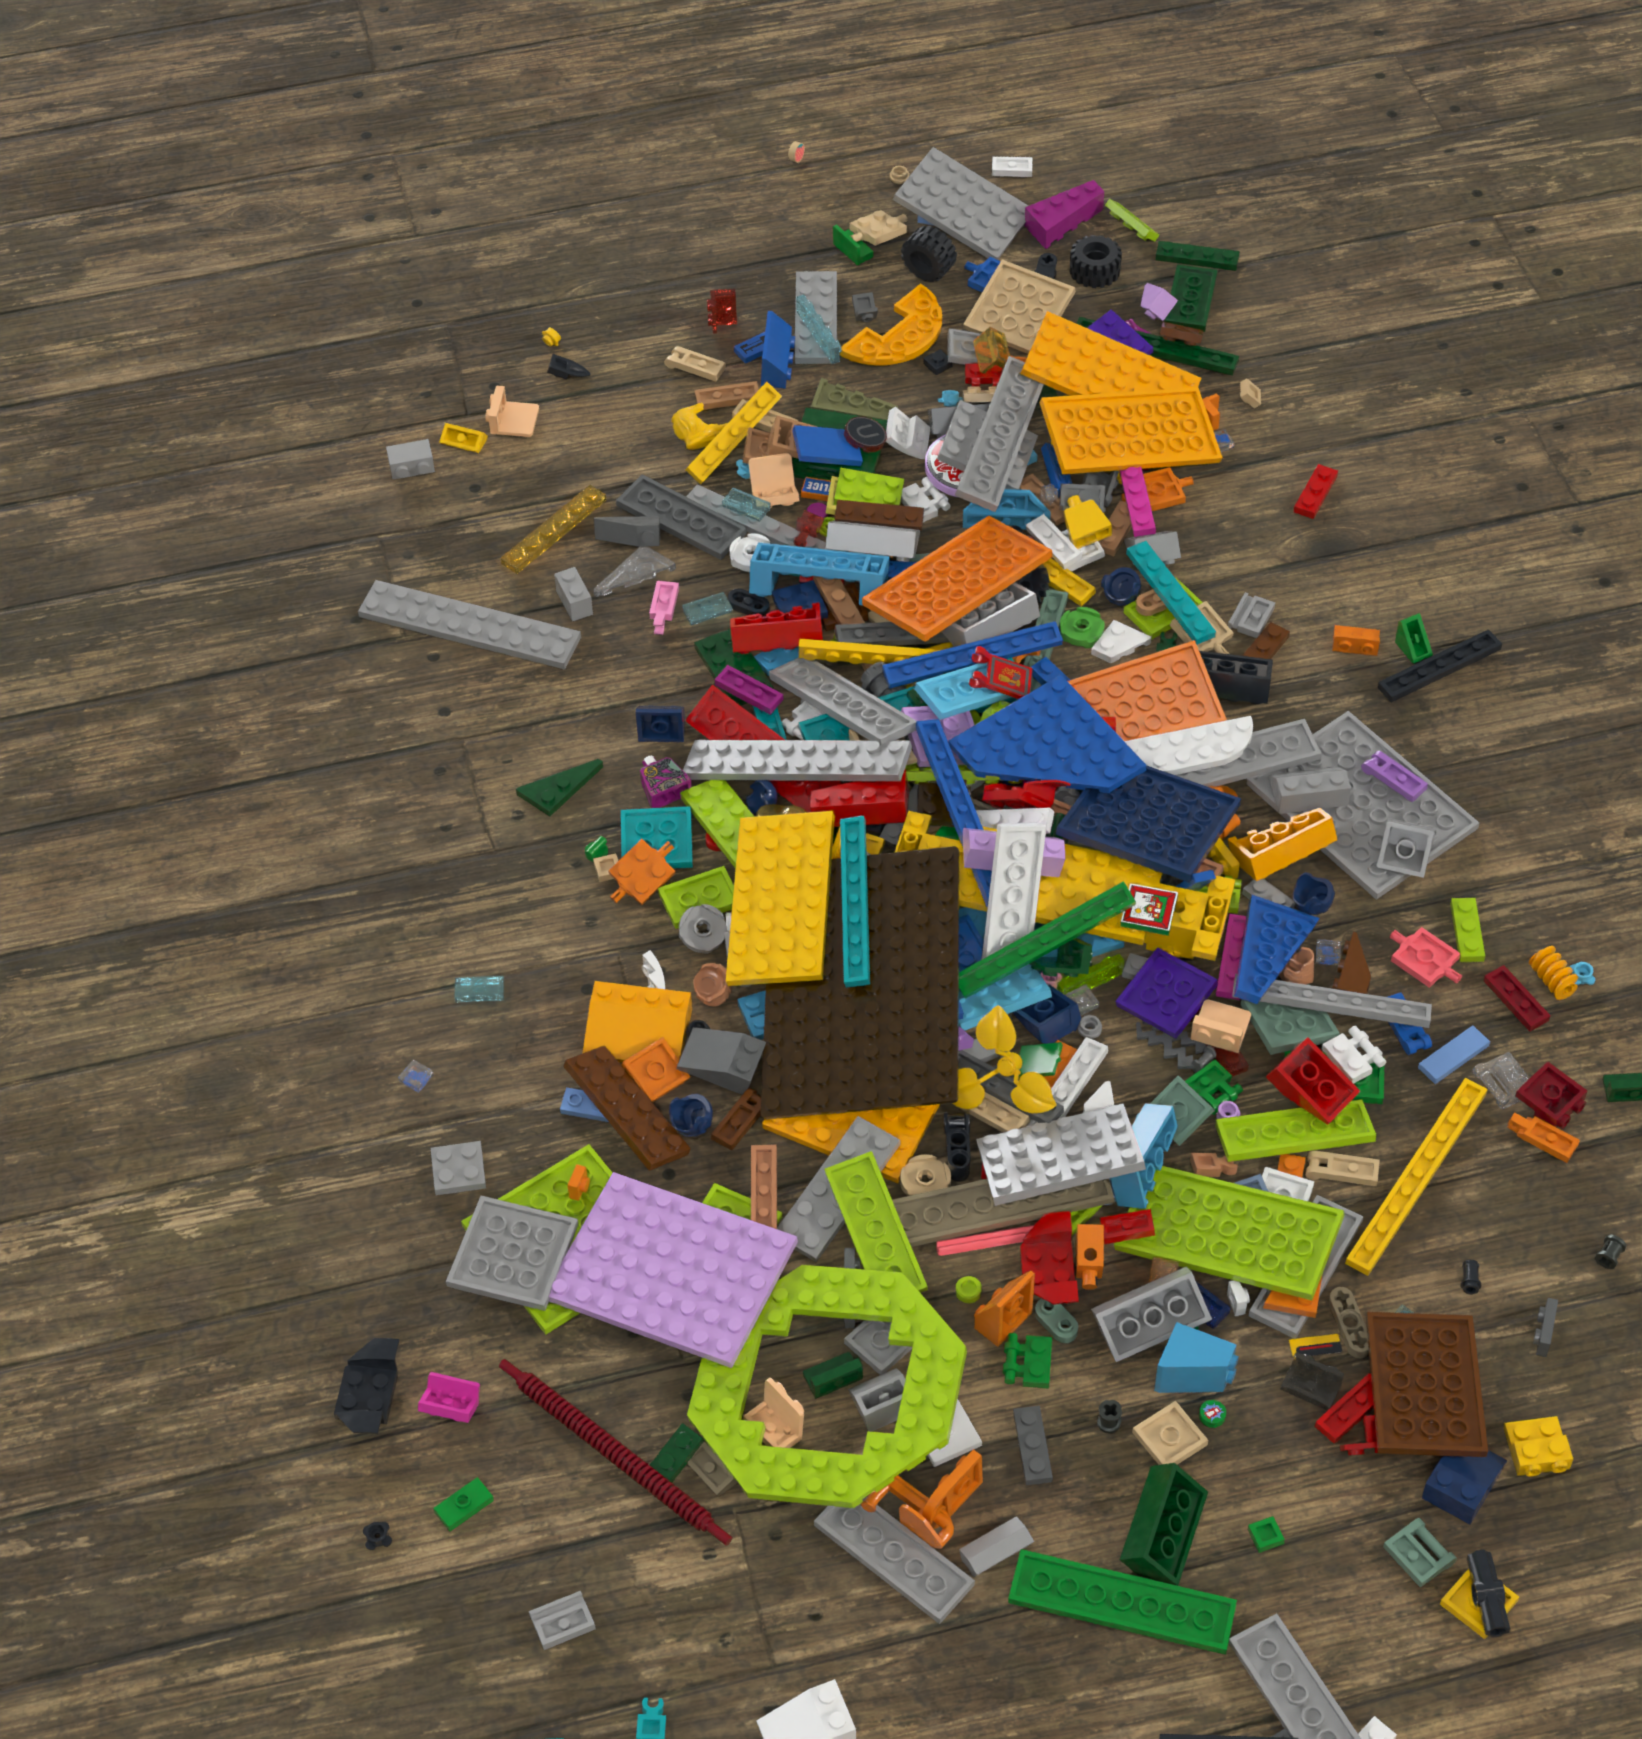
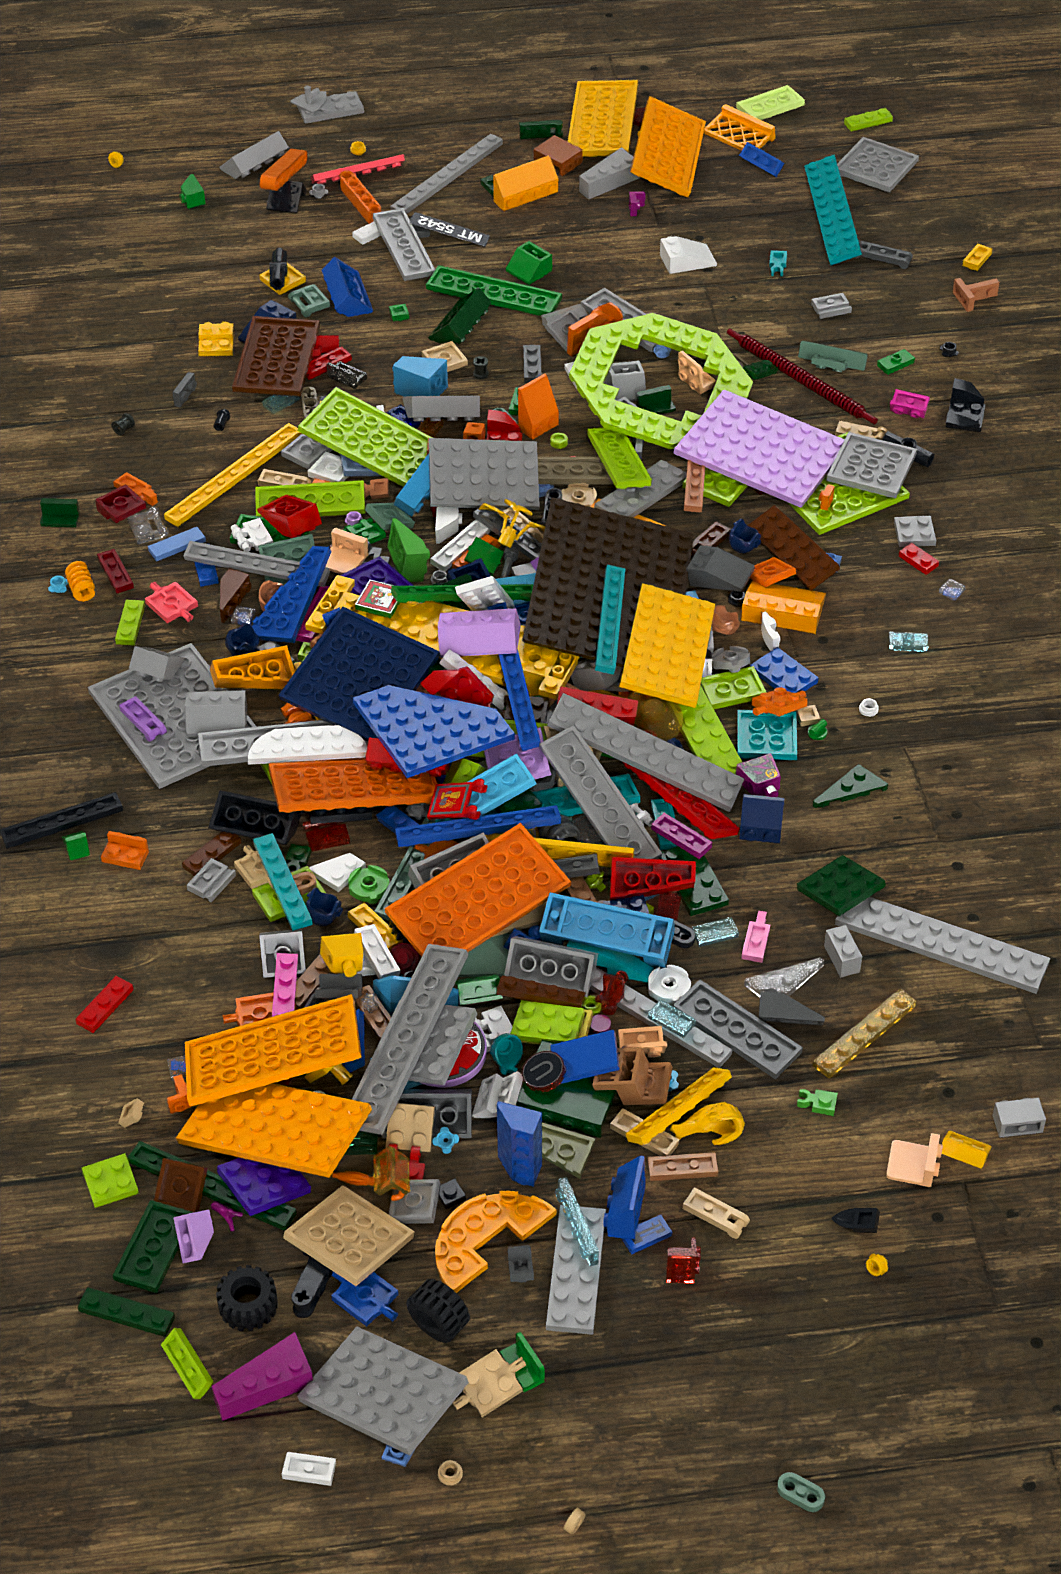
camera: 175 degrees left, 5 degrees down
(320, 1672) = (970, 293): none -> nougat bracket
(456, 1121) = (918, 558): none -> red plate
(469, 1313) = (922, 457): none -> black piece
(525, 1344) = (844, 427): none -> tan plate
(533, 882) = (868, 707): none -> white plate
(566, 1484) = (832, 357): none -> sand green bracket
(573, 662) = (841, 885): none -> dark green plate
(599, 464) = (821, 1102): none -> bright green plate
(619, 184) = (802, 1492): none -> sand green plate
(636, 928) = (783, 671): none -> plate
(878, 360) = (519, 1142): none -> blue slope
(907, 469) = (507, 1052): none -> teal piece
(941, 533) = (478, 989): none -> panel
(985, 1511) = (559, 327): none -> light grey plate
(1071, 1666) = (530, 263): none -> green slope
(1136, 1035) = (408, 552): none -> bright green slope
(1251, 346) = (110, 1180): none -> lime plate
(1363, 1578) = (346, 289): none -> blue slope

